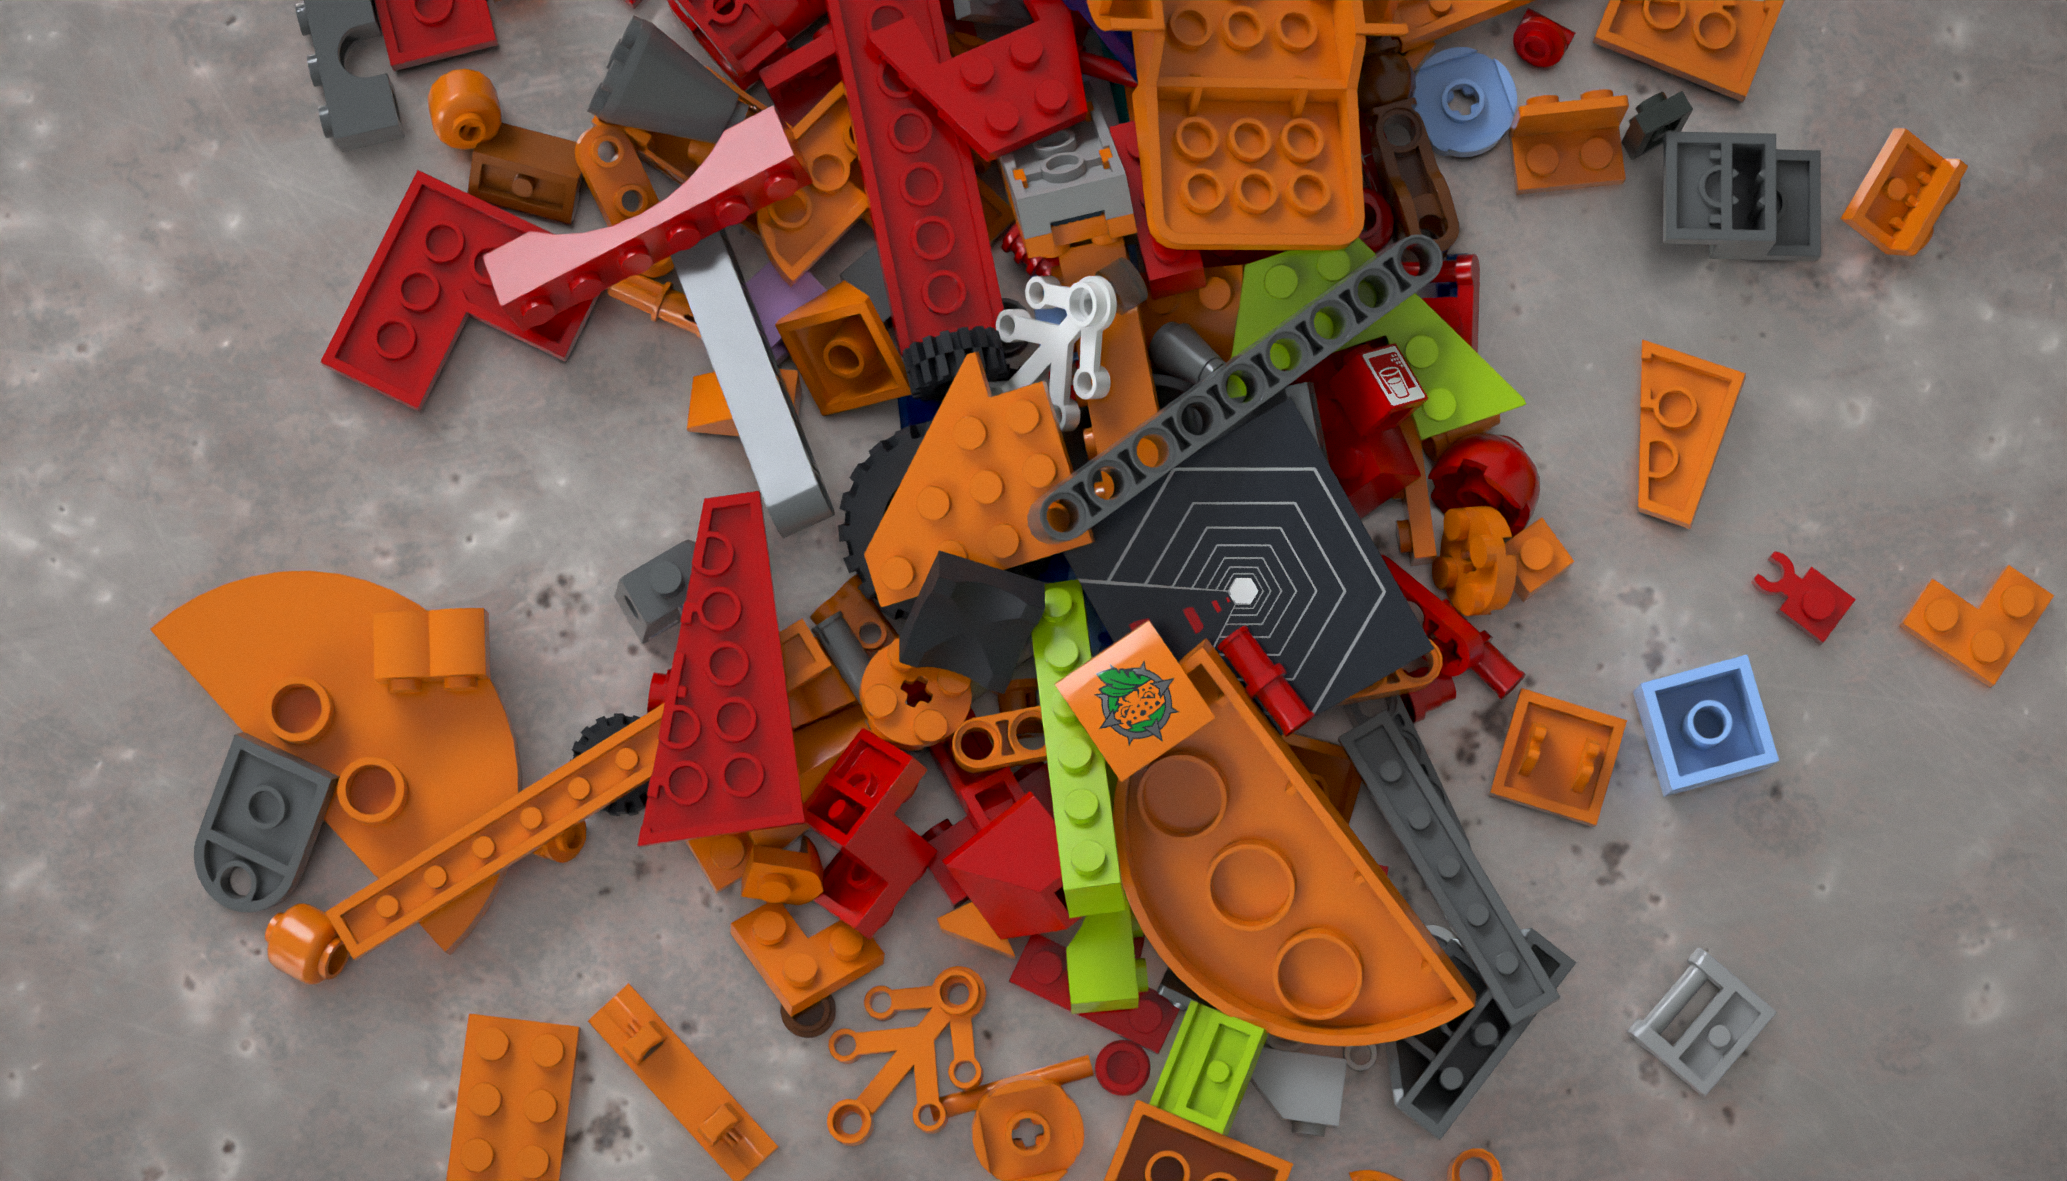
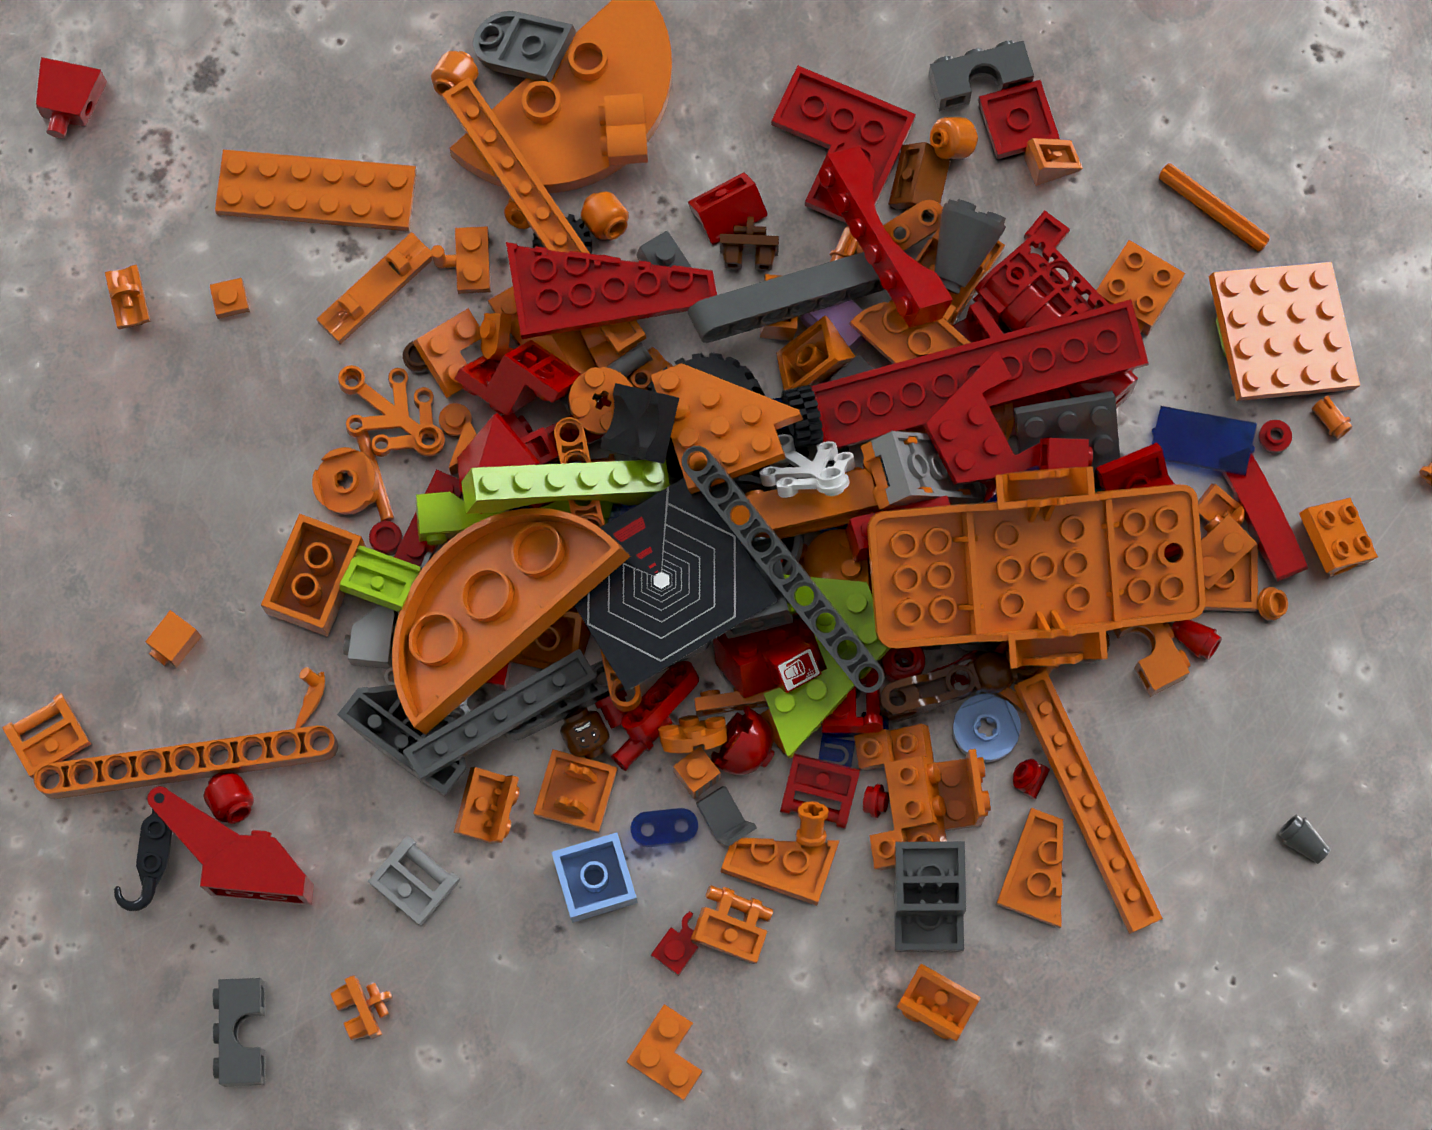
camera: 90 degrees right, 5 degrees down
(564, 486) = (728, 206): none -> red panel
(574, 691) = (604, 215): none -> orange head
(639, 922) = (470, 260): none -> orange plate
(643, 428) = (749, 241): none -> reddish brown hips
(921, 949) = (453, 418): none -> orange plate
(1126, 282) = (846, 501): clear smoke piece -> none
(1134, 701) = (588, 510): orange slope -> none
(1183, 353) = (812, 550): dark grey cone -> none
(1265, 680) = (605, 592): red pin -> none
(1464, 739) = (584, 733): none -> reddish brown head
(1504, 340) = (837, 751): none -> clear blue tile
(1549, 358) = (822, 780): none -> red plate
(1566, 219) = (911, 787): none -> orange bracket
(1579, 279) = (875, 800): none -> red plate
(1582, 899) = (487, 806): none -> orange bracket
(1607, 516) = (724, 817): none -> dark grey bracket
(1618, 617) = (664, 827): none -> clear blue plate
(1628, 380) = (812, 824): none -> orange bush
(1653, 120) = (975, 840): pearl dark grey plate -> none
(1794, 516) = (727, 933): none -> orange plate
(1888, 1121) = (352, 994): none -> orange hips

